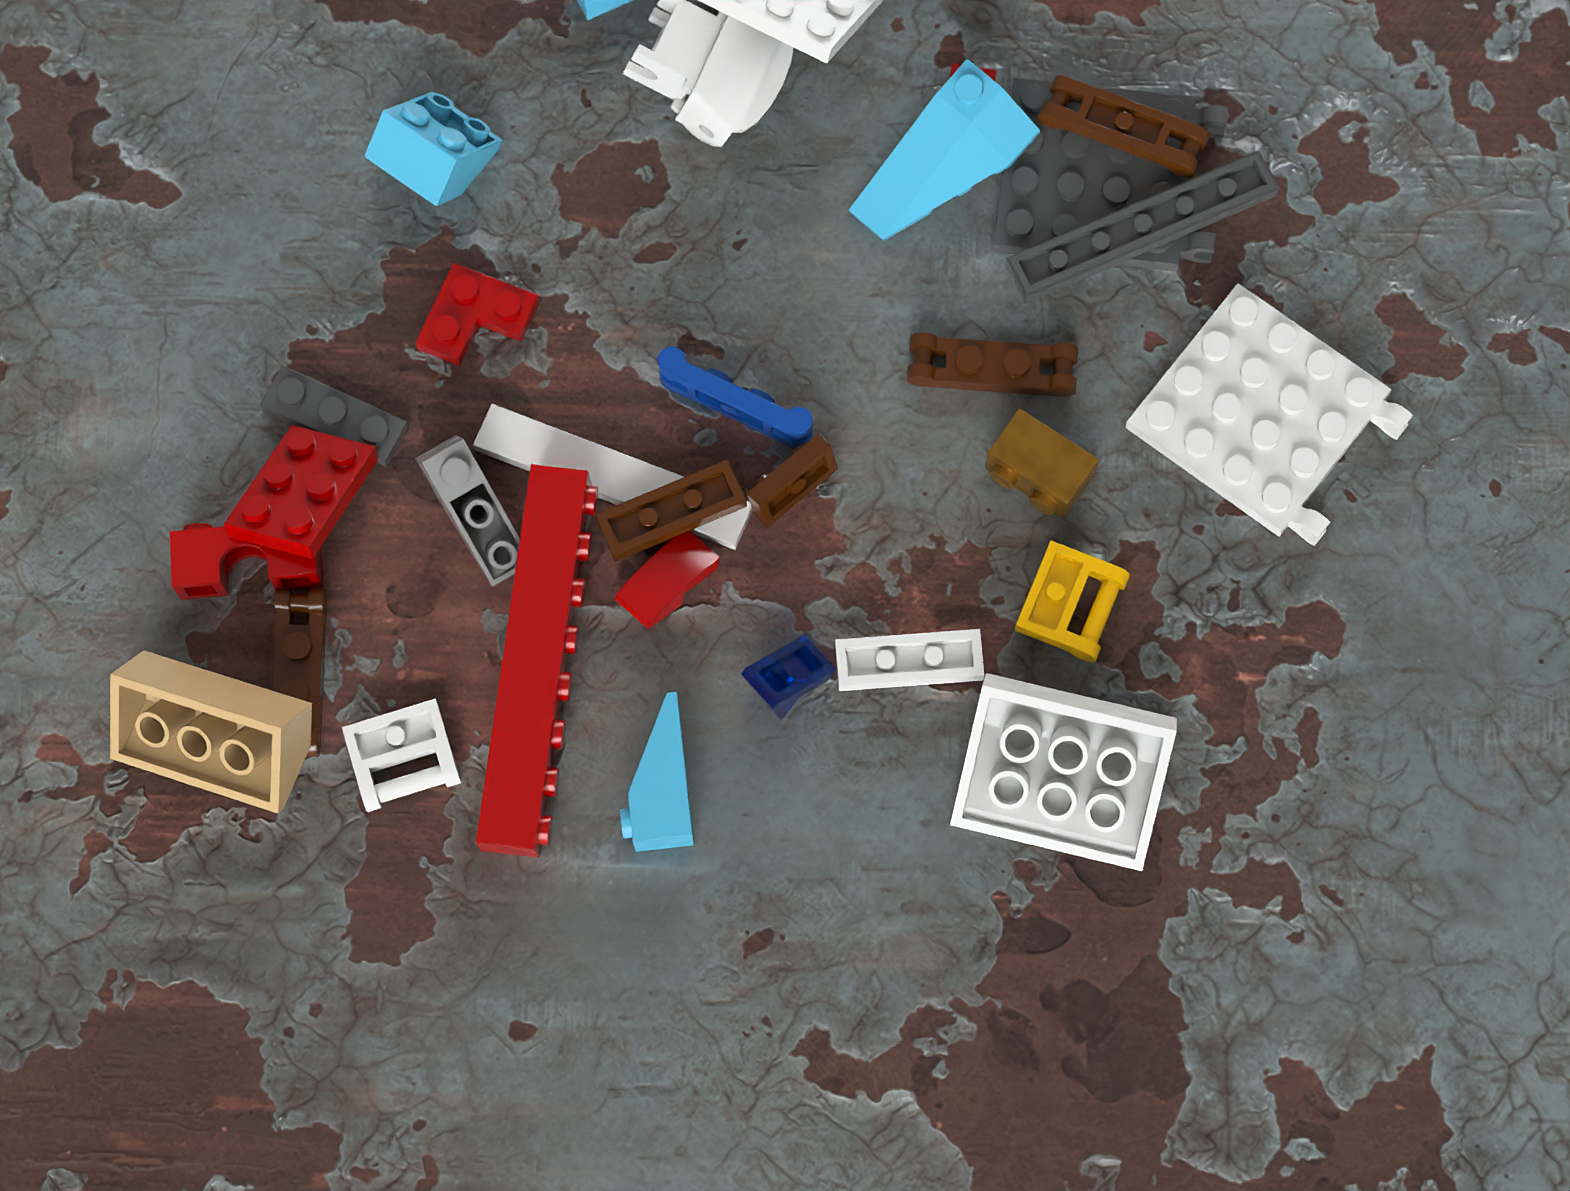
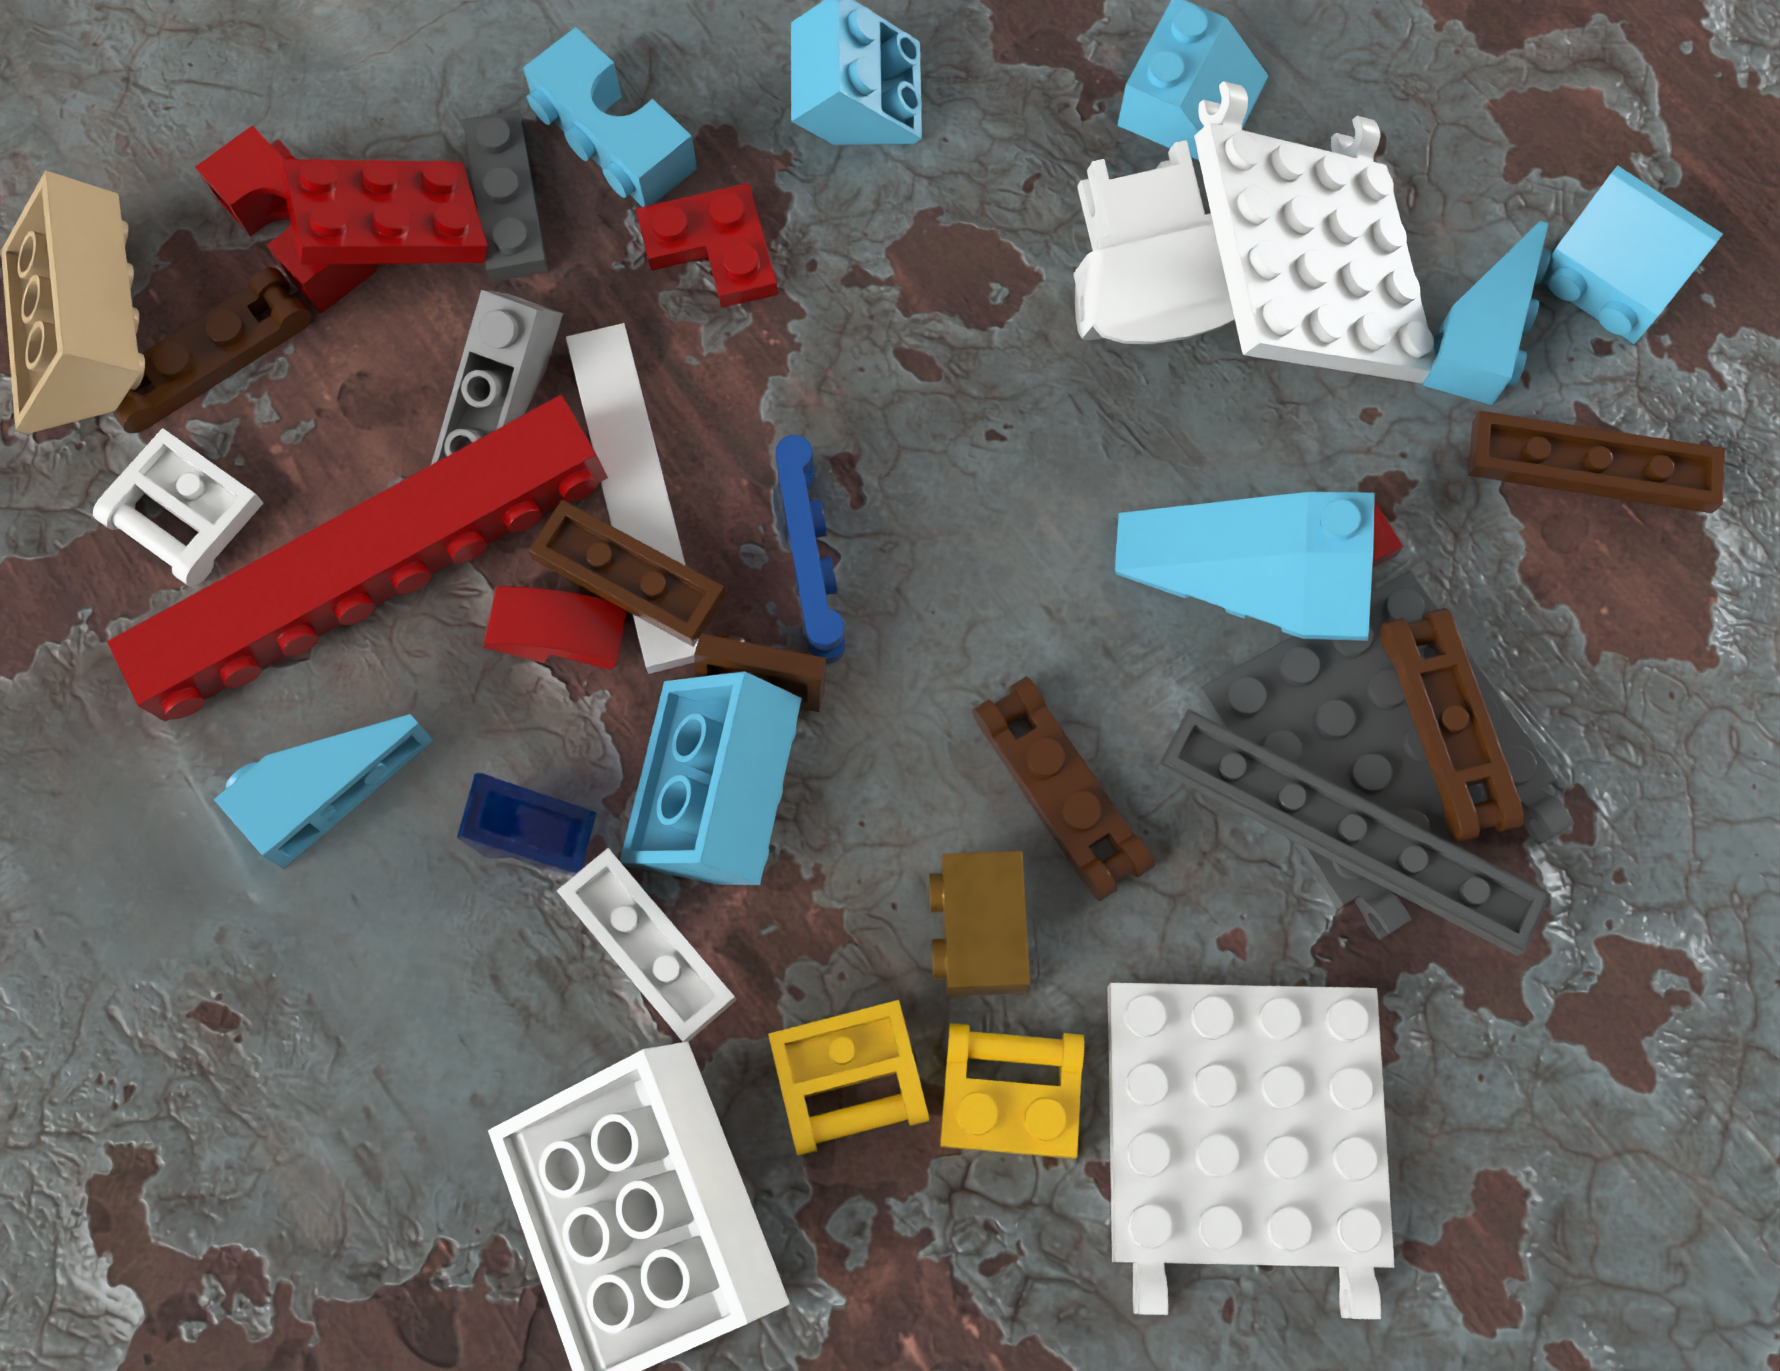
camera: 50 degrees right, 0 degrees up
(376, 317) = (638, 152): none -> medium azure arch
(836, 554) = (712, 779): none -> medium azure slope
(1158, 531) = (1012, 1114): none -> yellow plate

